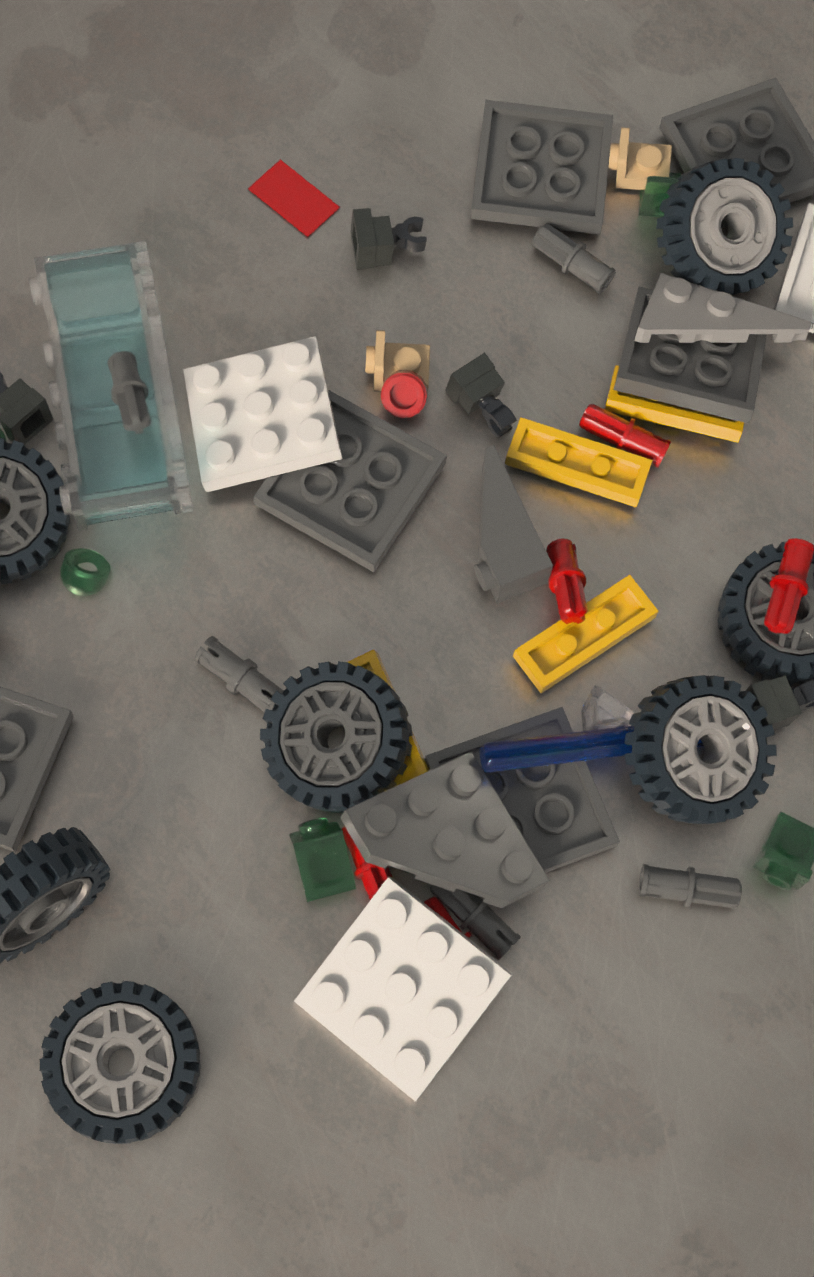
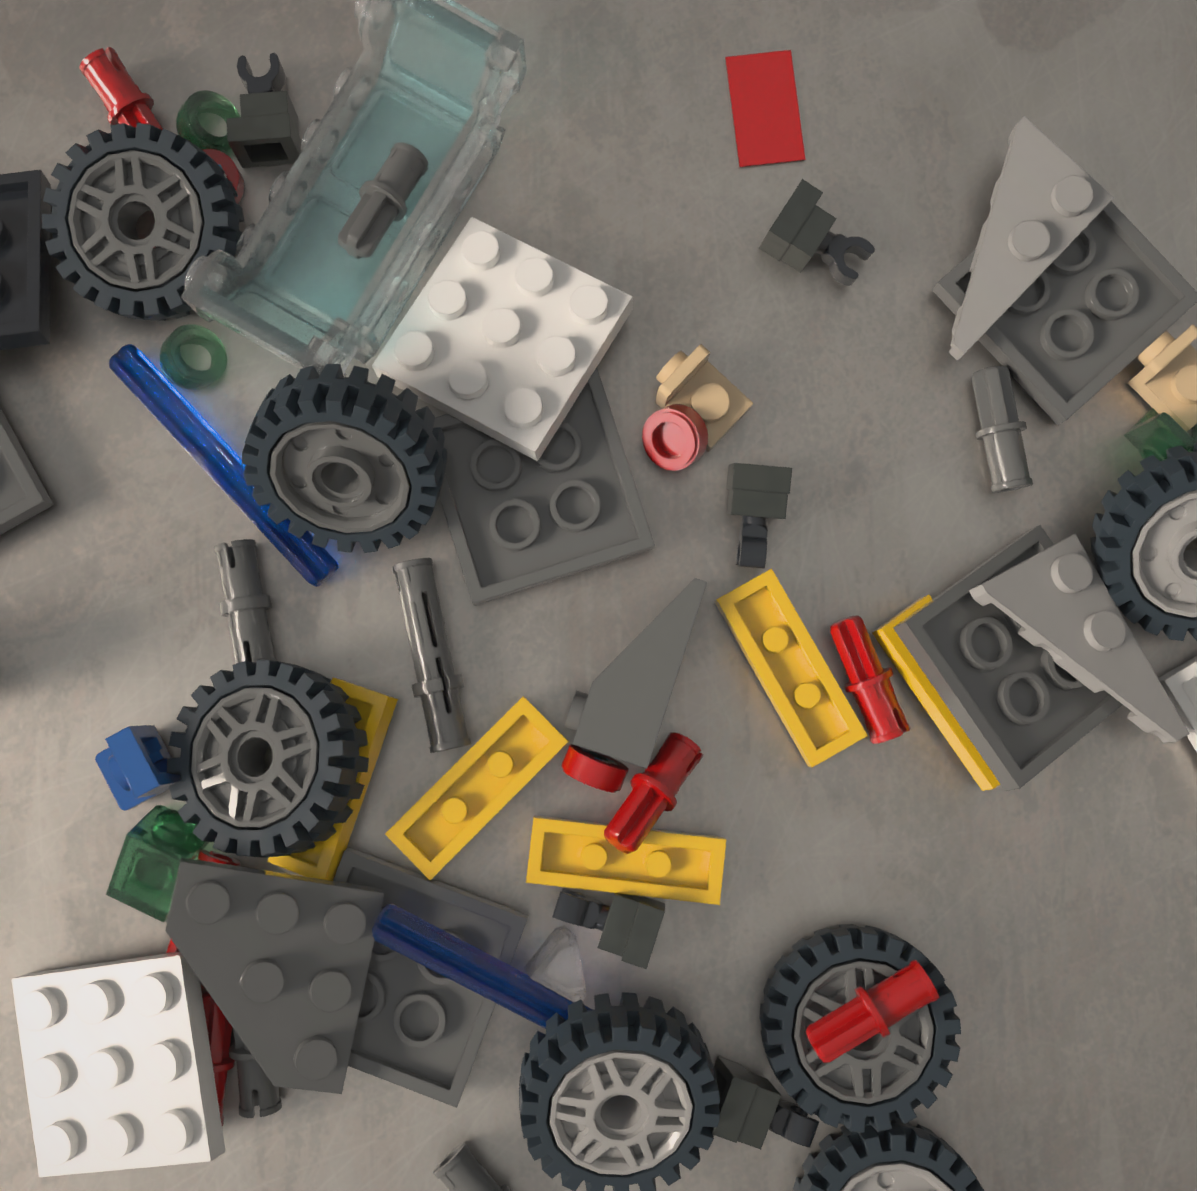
camera: 40 degrees right, 15 degrees up
(157, 612) = (216, 460): none -> clear blue axle
(212, 514) = (345, 458): none -> wheel
(261, 812) = (135, 765): none -> blue bracket
(388, 624) = (431, 655): none -> dark grey pin
(467, 664) = (476, 788): none -> yellow plate
(492, 138) = (1032, 219): none -> light grey wing
(523, 598) = (594, 769): none -> red tile
(618, 665) = (627, 925): none -> pearl dark grey piece

